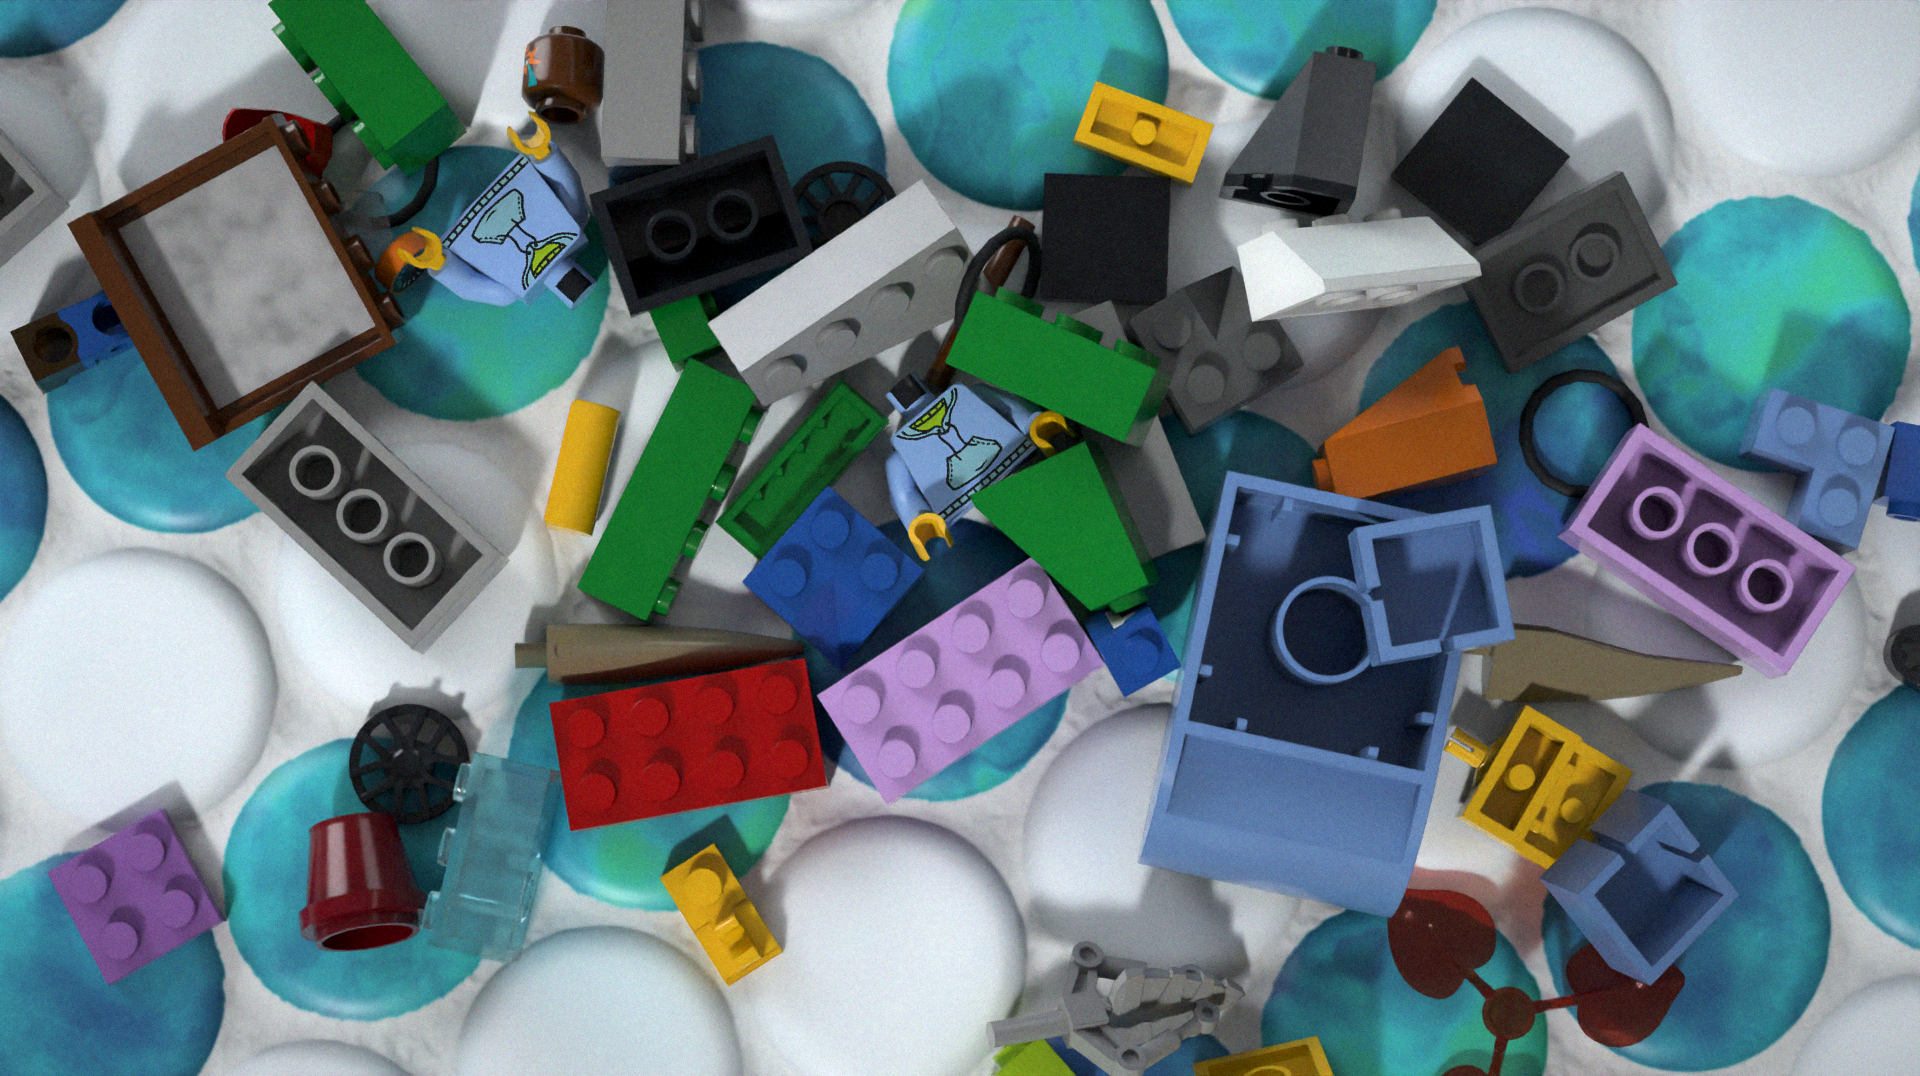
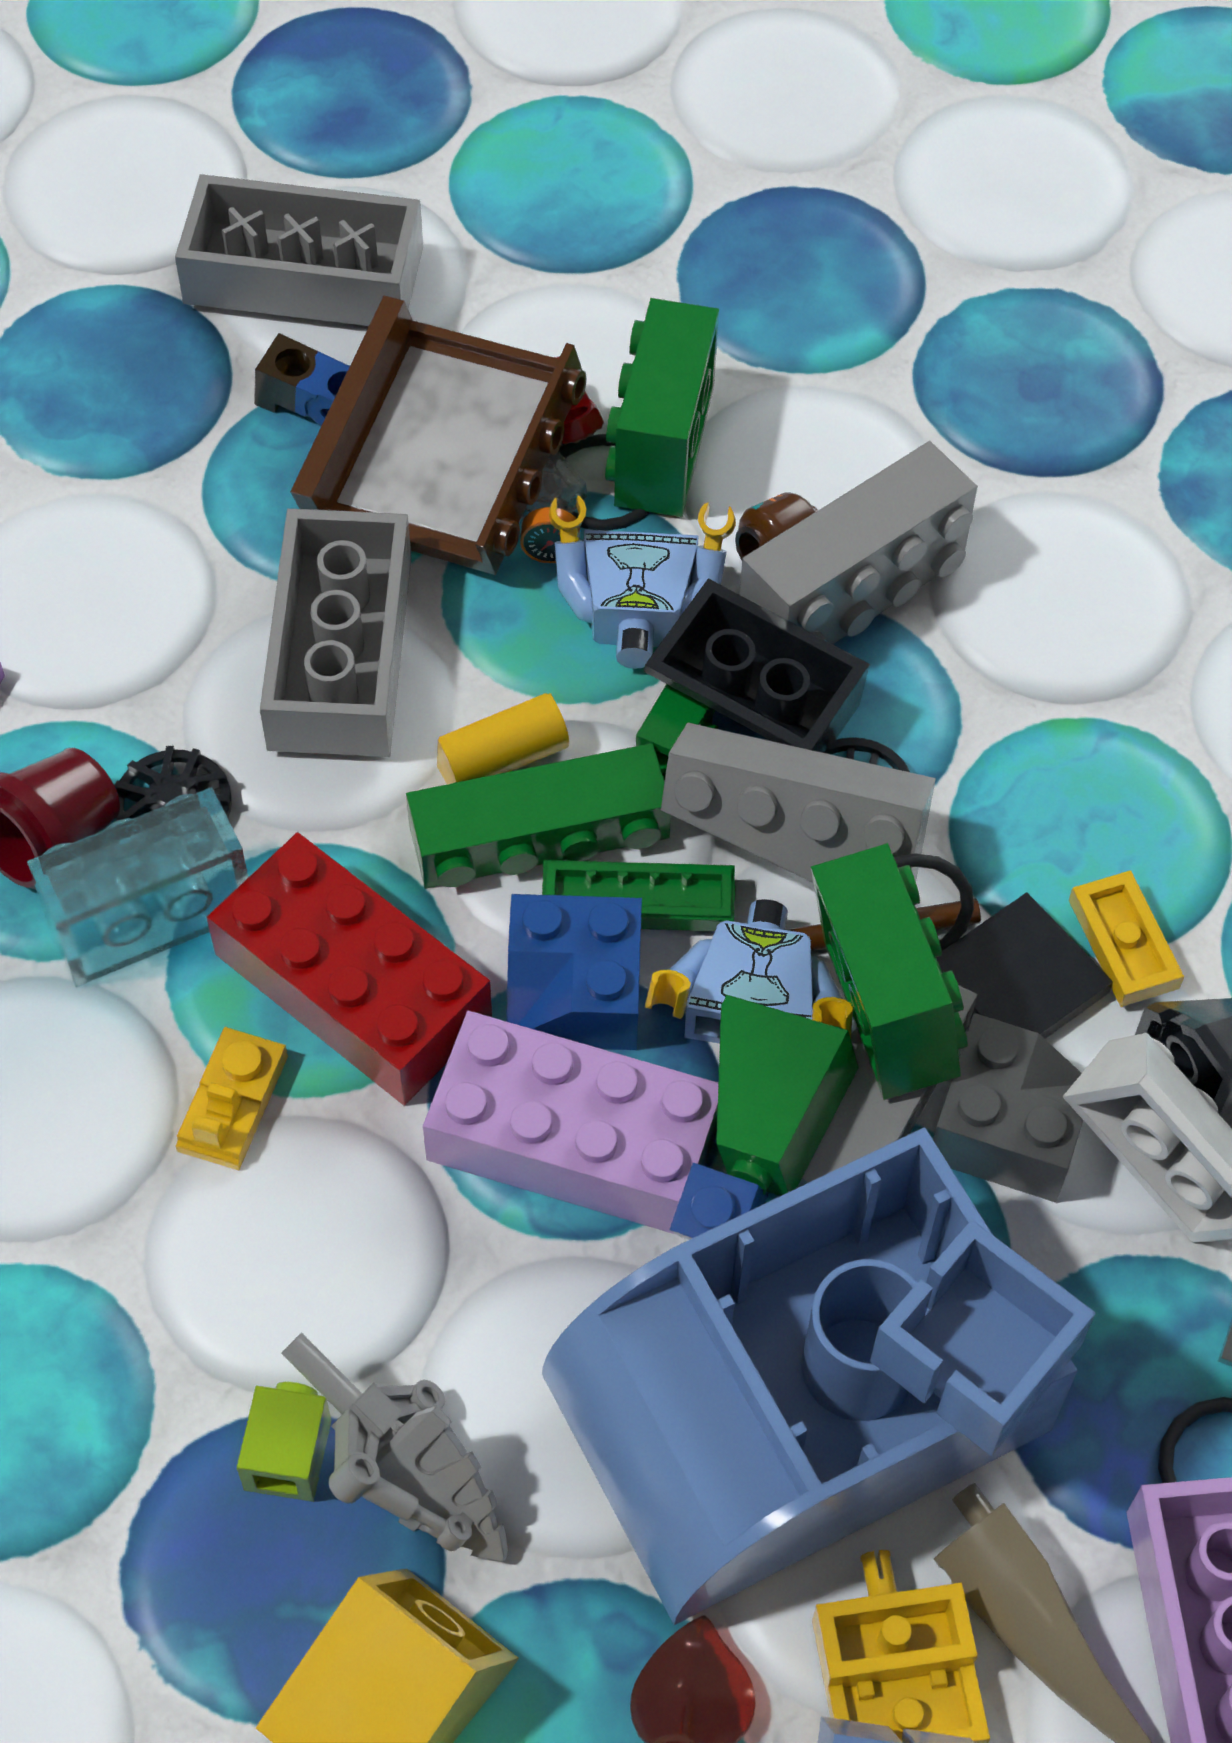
camera: 50 degrees right, 25 degrees down
(644, 652) = (370, 854): dark tan piece -> none
(1412, 438) = (1132, 1319): orange slope -> none

